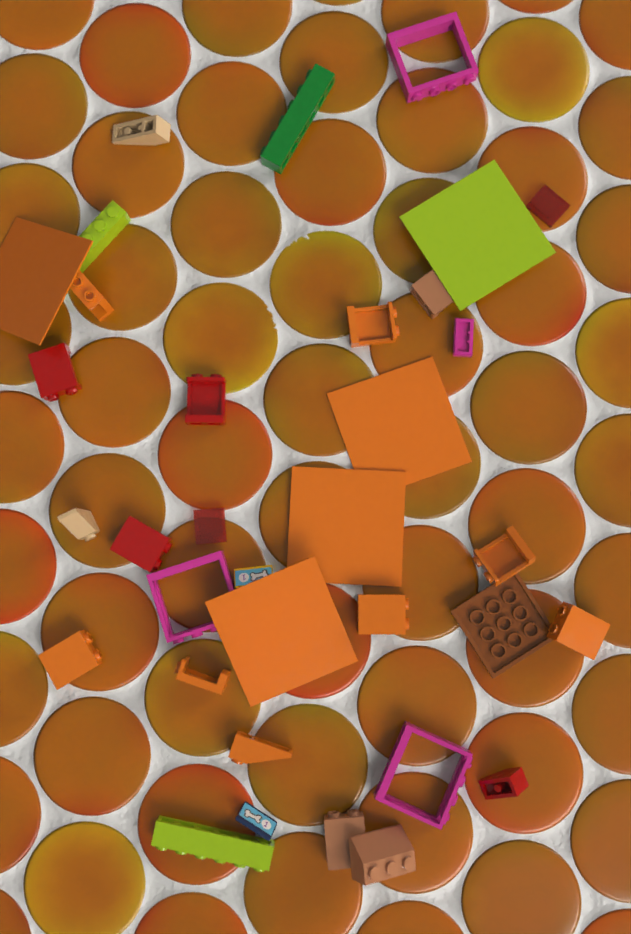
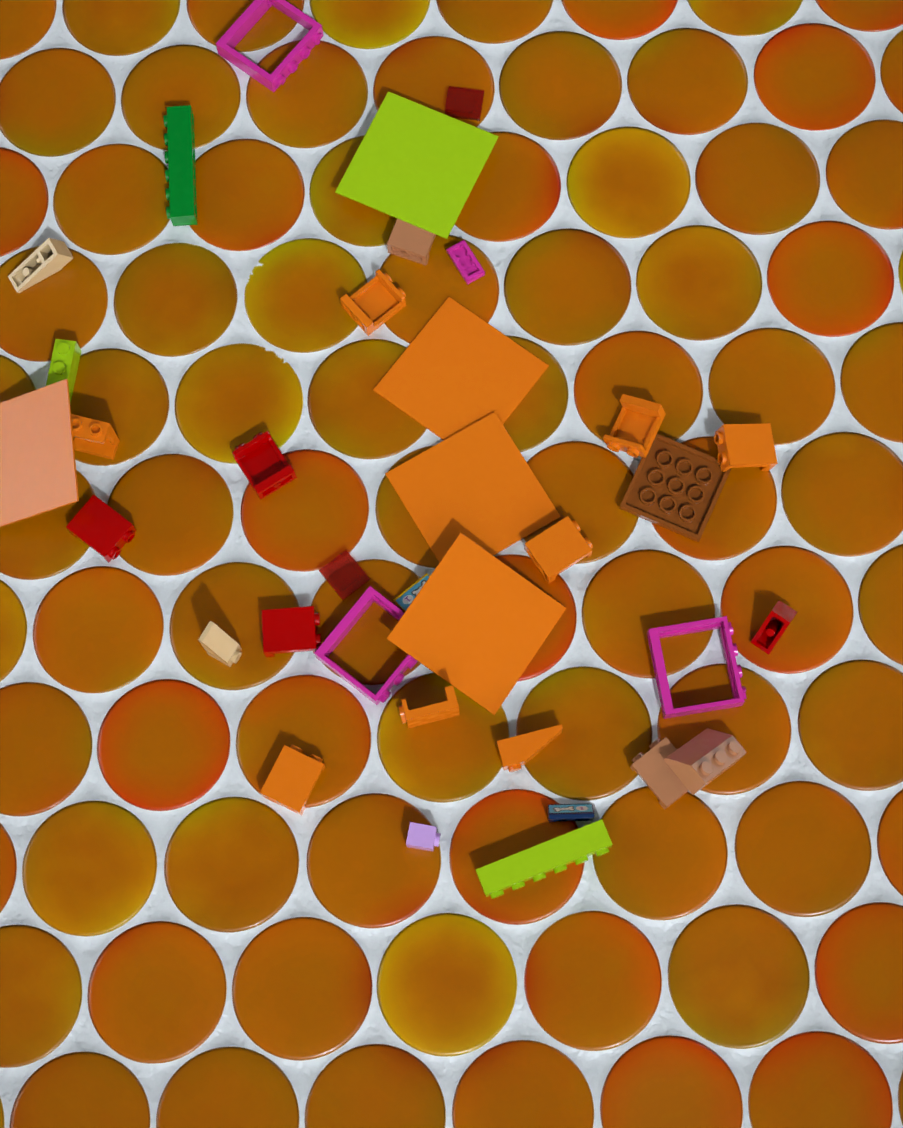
camera: 30 degrees left, 10 degrees down
(136, 766) = (422, 837): none -> lavender brick

